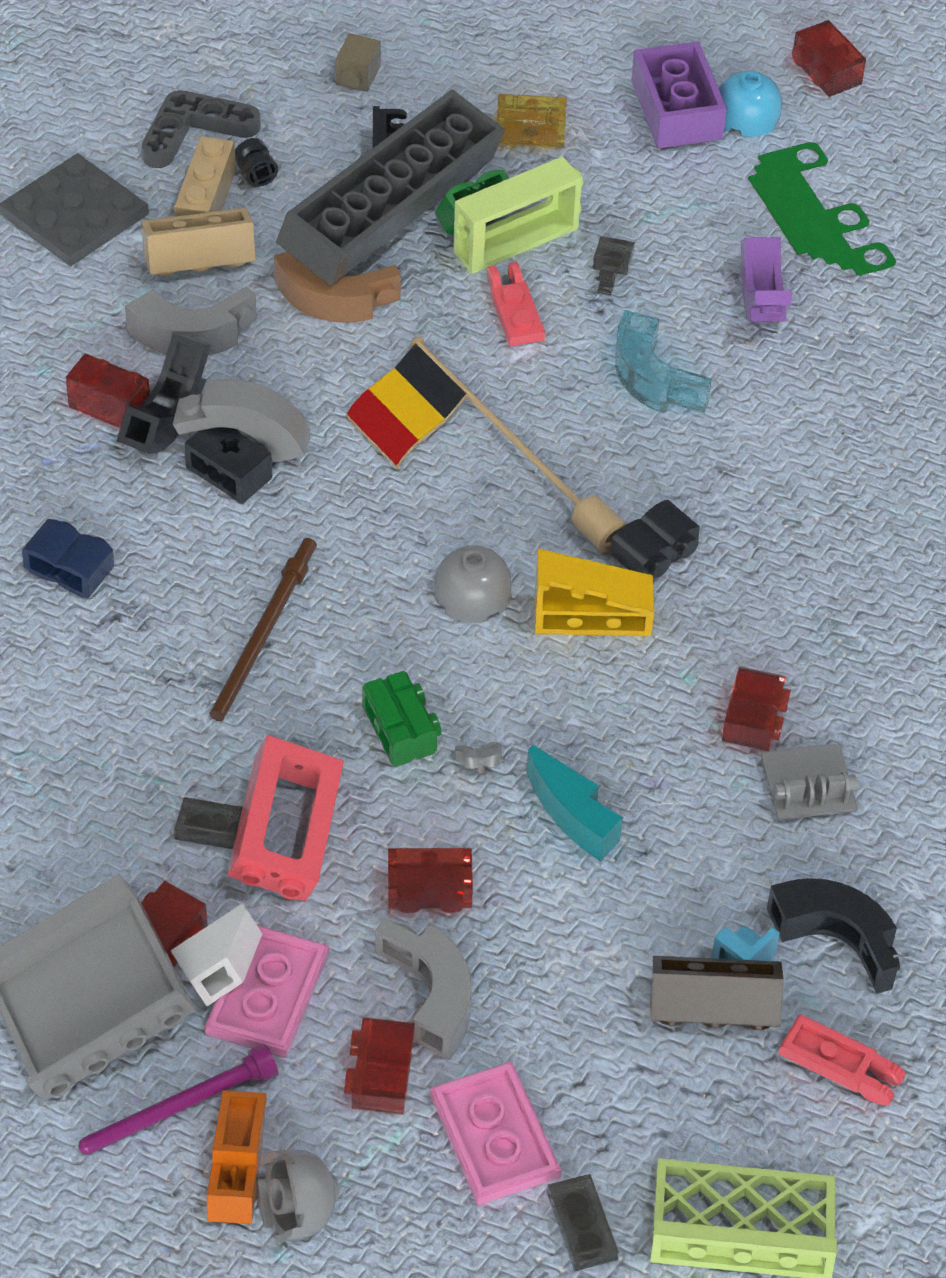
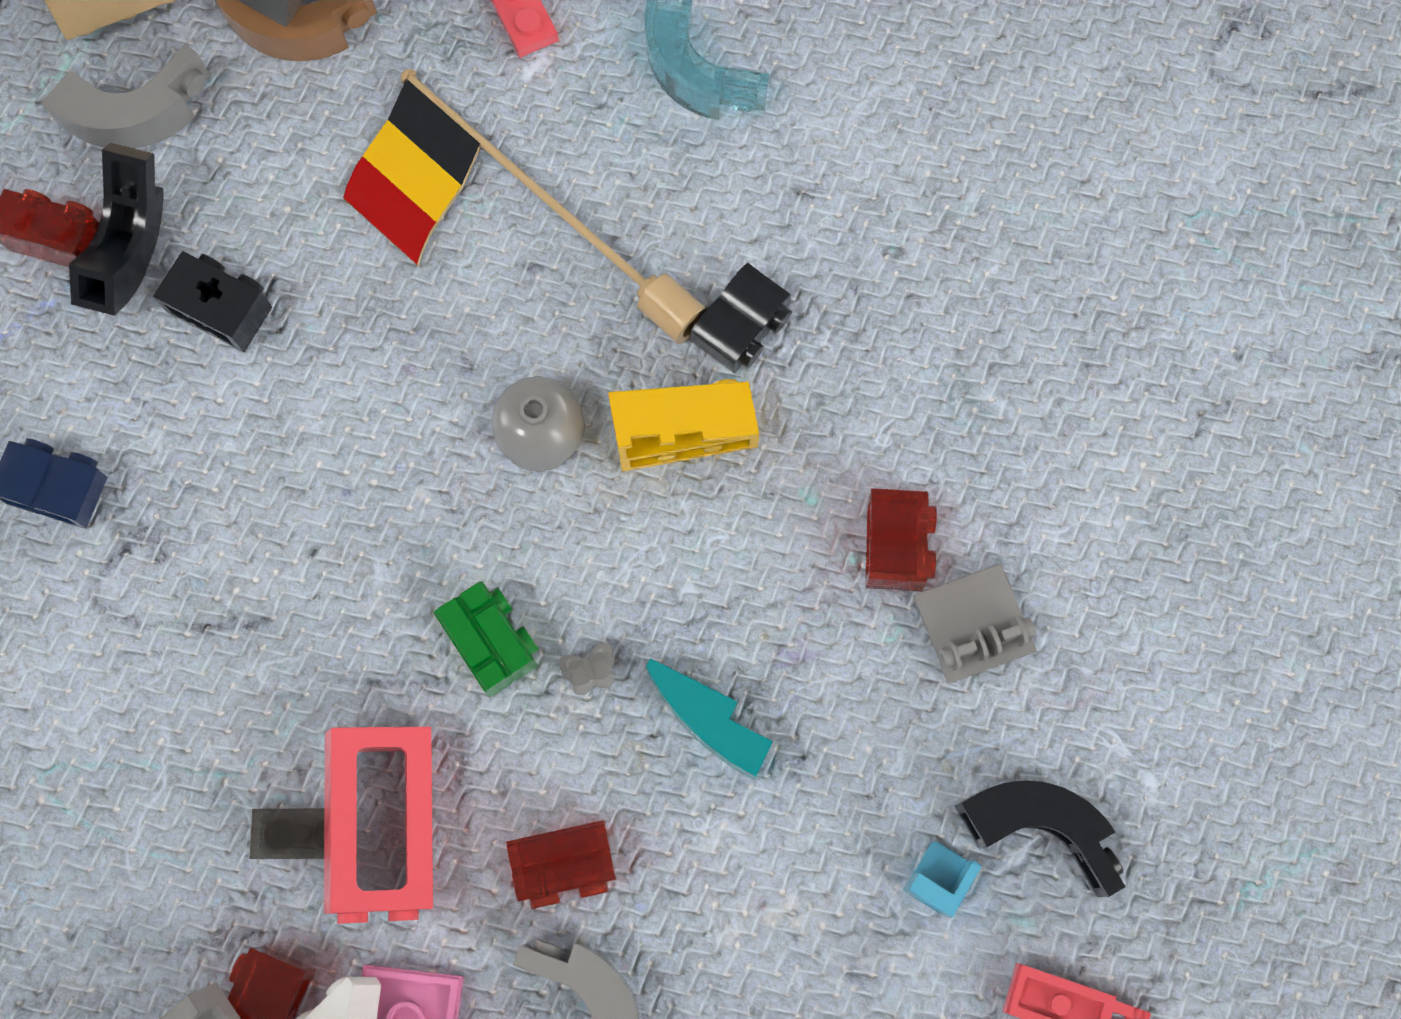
camera: 10 degrees left, 25 degrees up
(249, 409) = (219, 239): light grey arch -> none
(292, 574) = (322, 445): reddish brown bar -> none
(716, 992) = (922, 959): brick -> none

